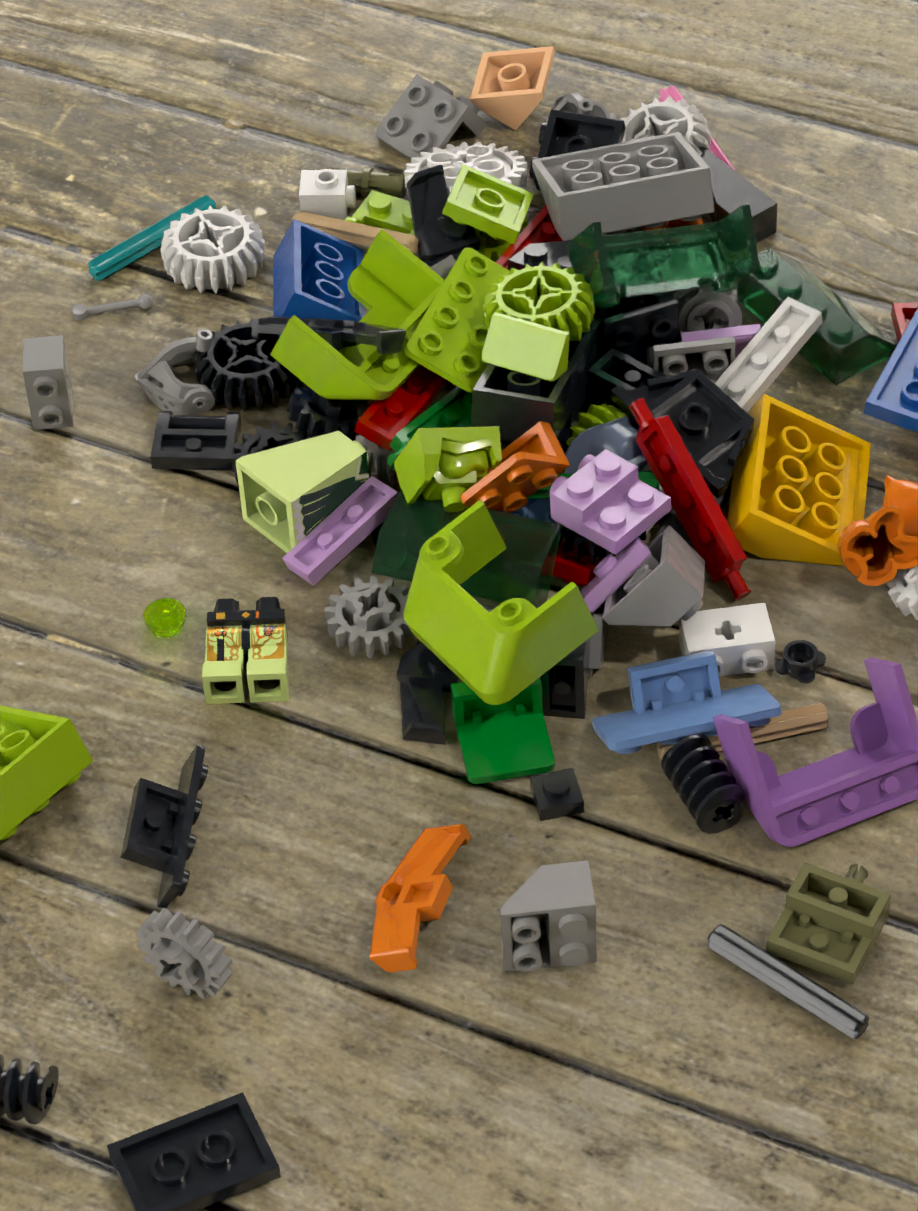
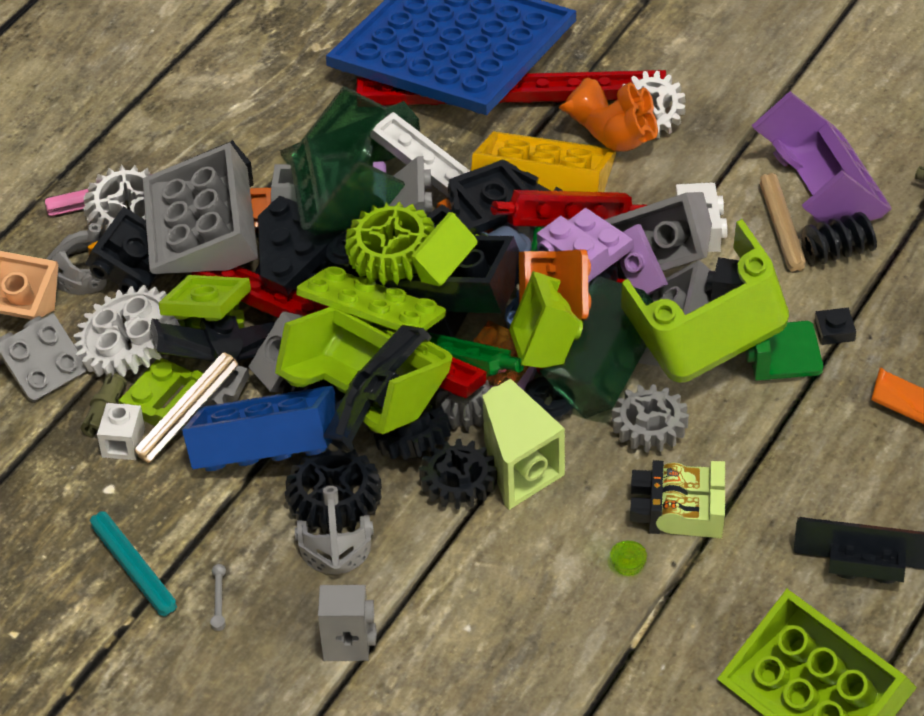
camera: 85 degrees left, 0 degrees up
(195, 441) = (428, 534): black plate -> none
(213, 249) = (192, 509): white gear -> none
(341, 531) = (580, 451): lavender plate -> none
(422, 686) = (710, 391): black plate -> none
(680, 700) = (782, 232): medium blue bracket -> none
(800, 661) = (722, 182): black plate -> none

